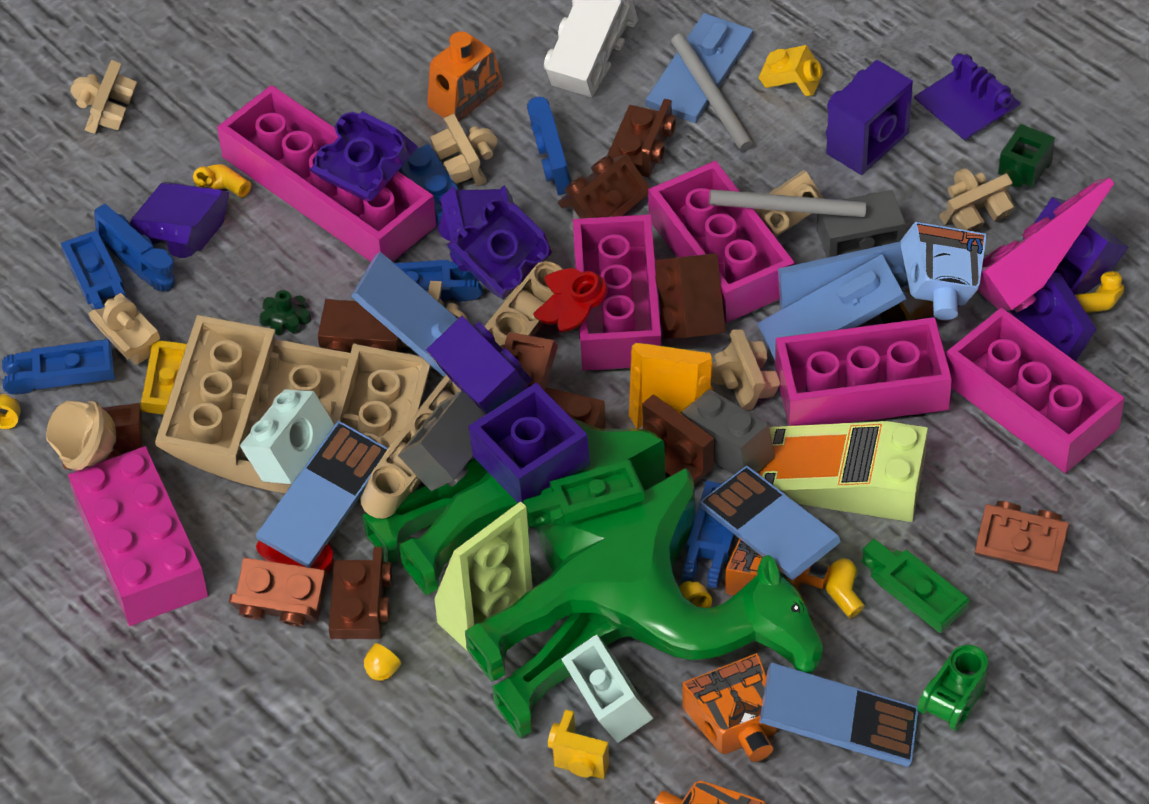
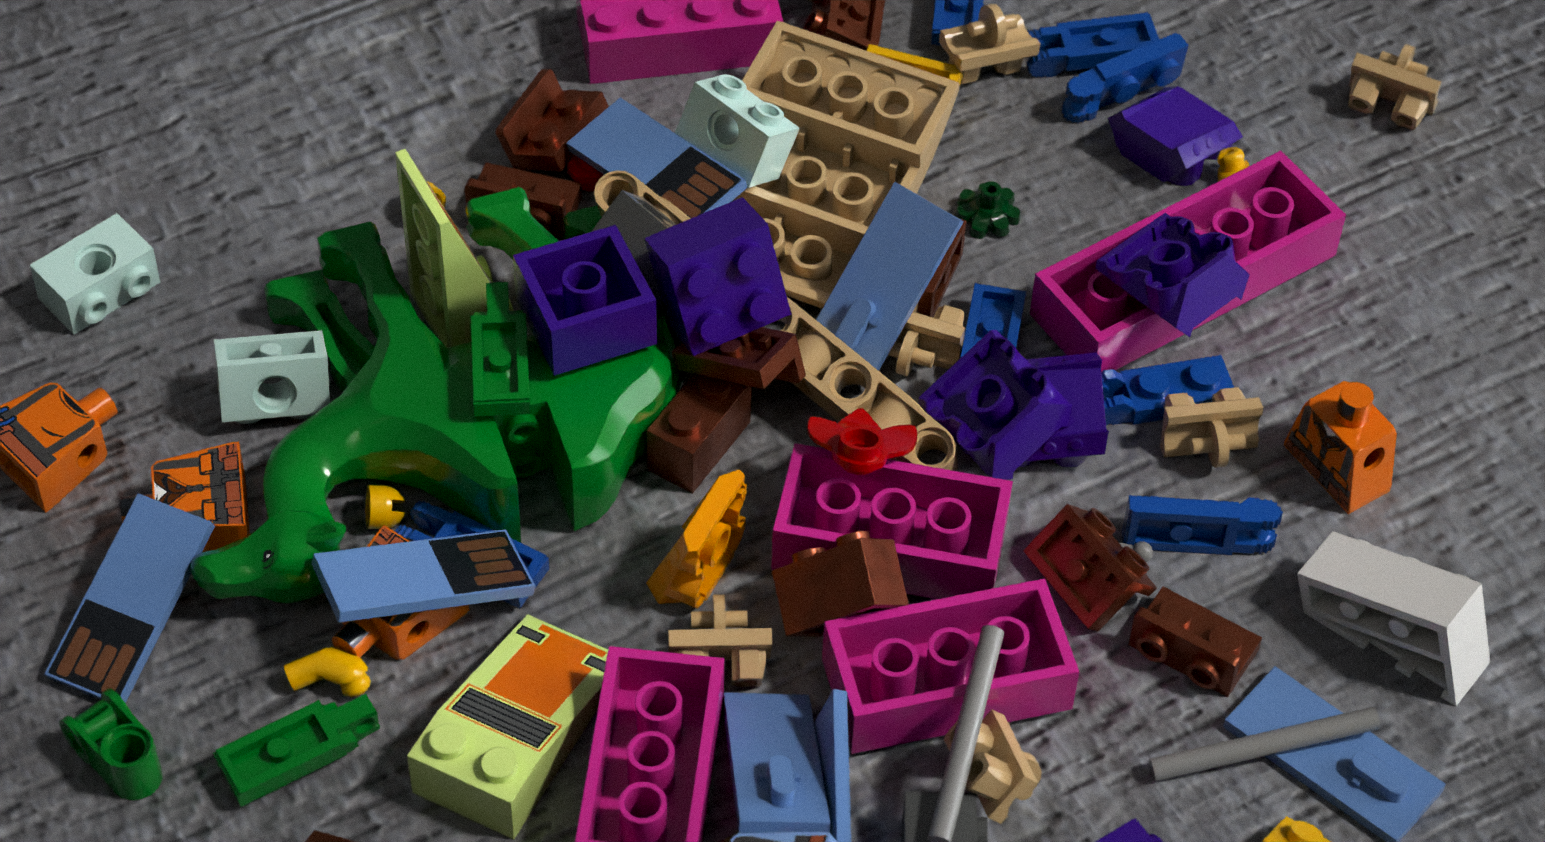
camera: 100 degrees right, 0 degrees up
(576, 752) = (196, 343): yellow bracket -> none
(683, 440) = (619, 535): copper bracket -> none
(737, 434) = (604, 589): dark grey brick -> none

